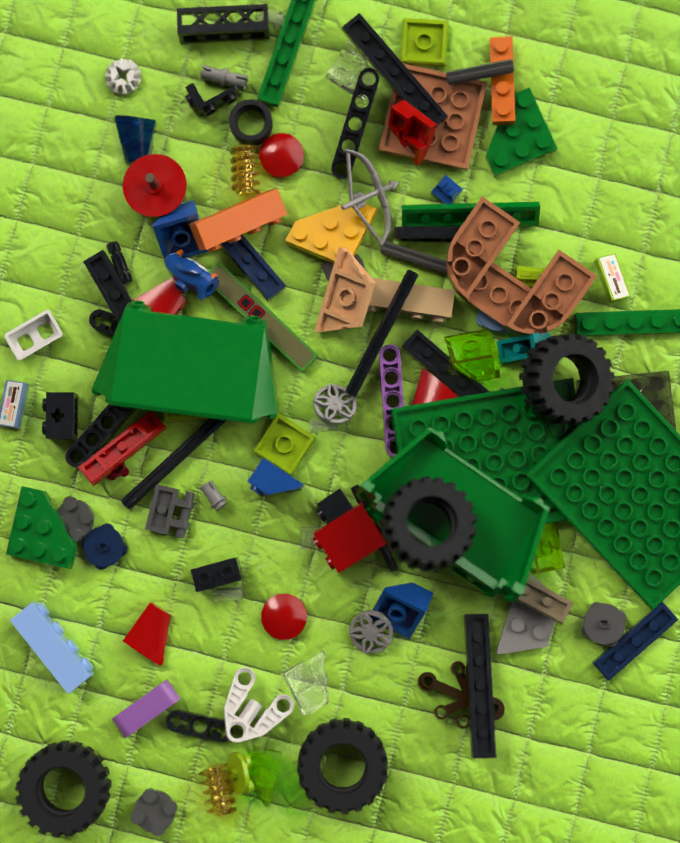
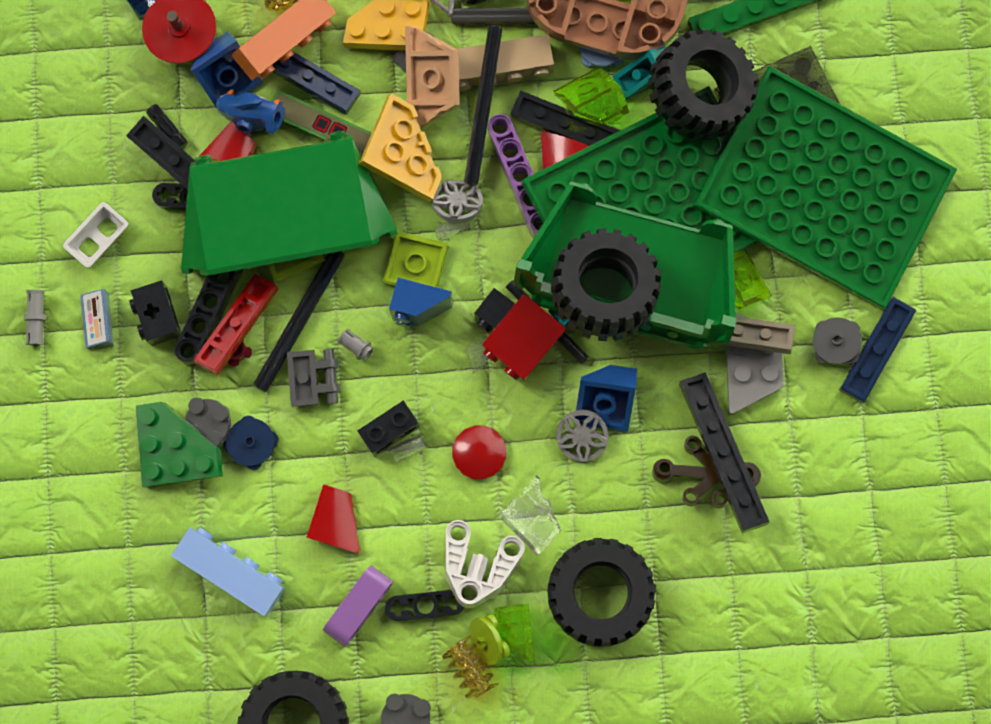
camera: 20 degrees left, 5 degrees down
(302, 349) = (401, 150): none -> yellow plate

